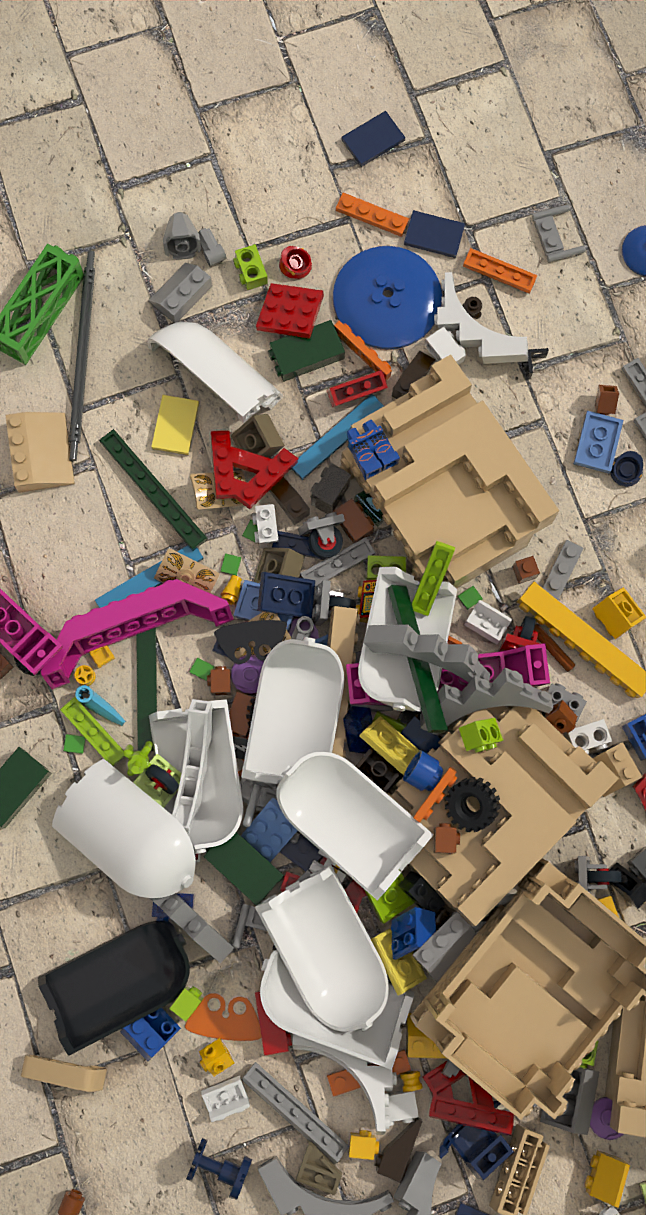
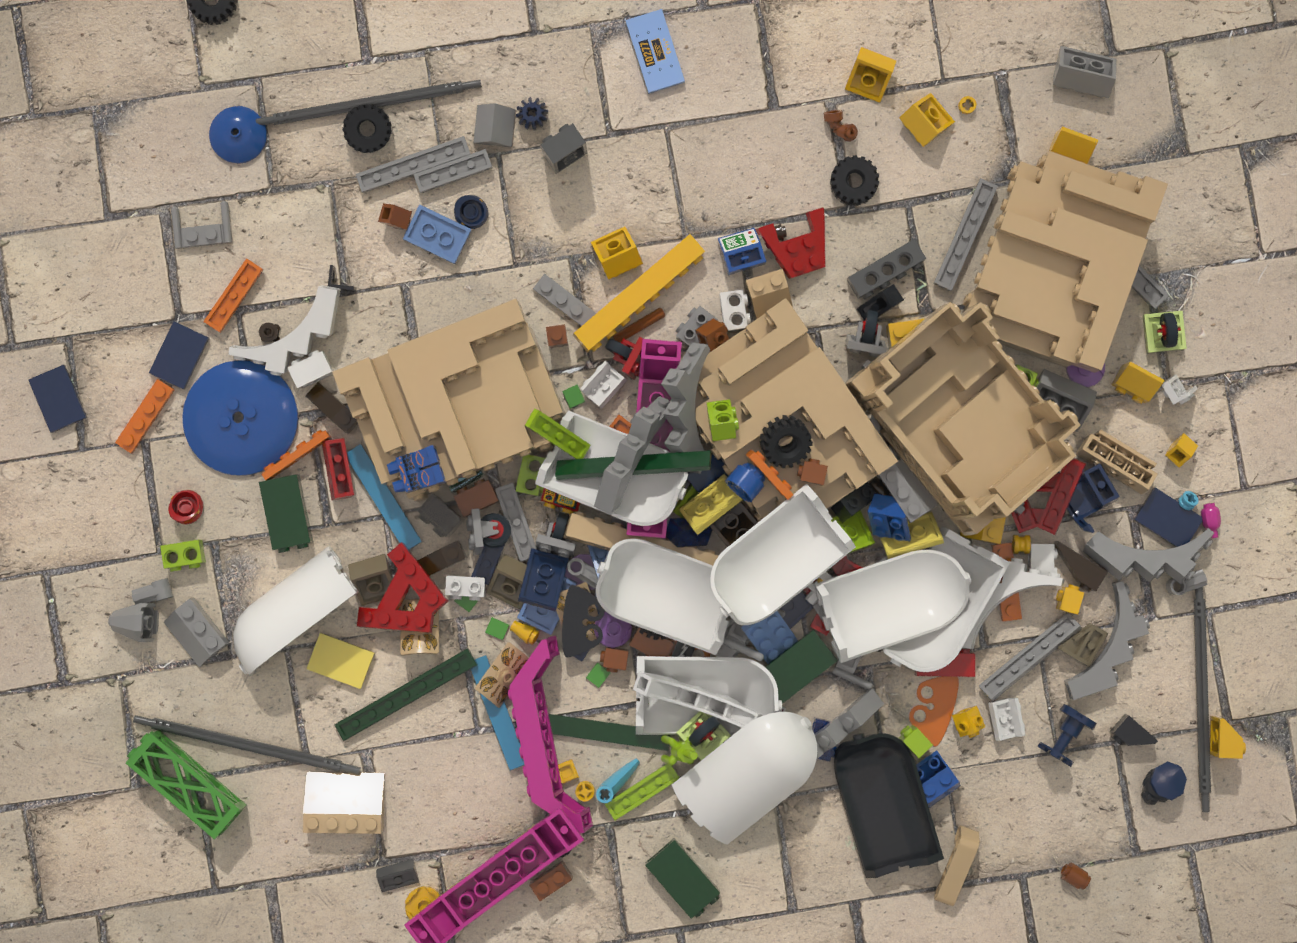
camera: 75 degrees left, 10 degrees up
(74, 744) = (650, 811): bright green piece -> none
(290, 310) = (239, 522): red plate -> none

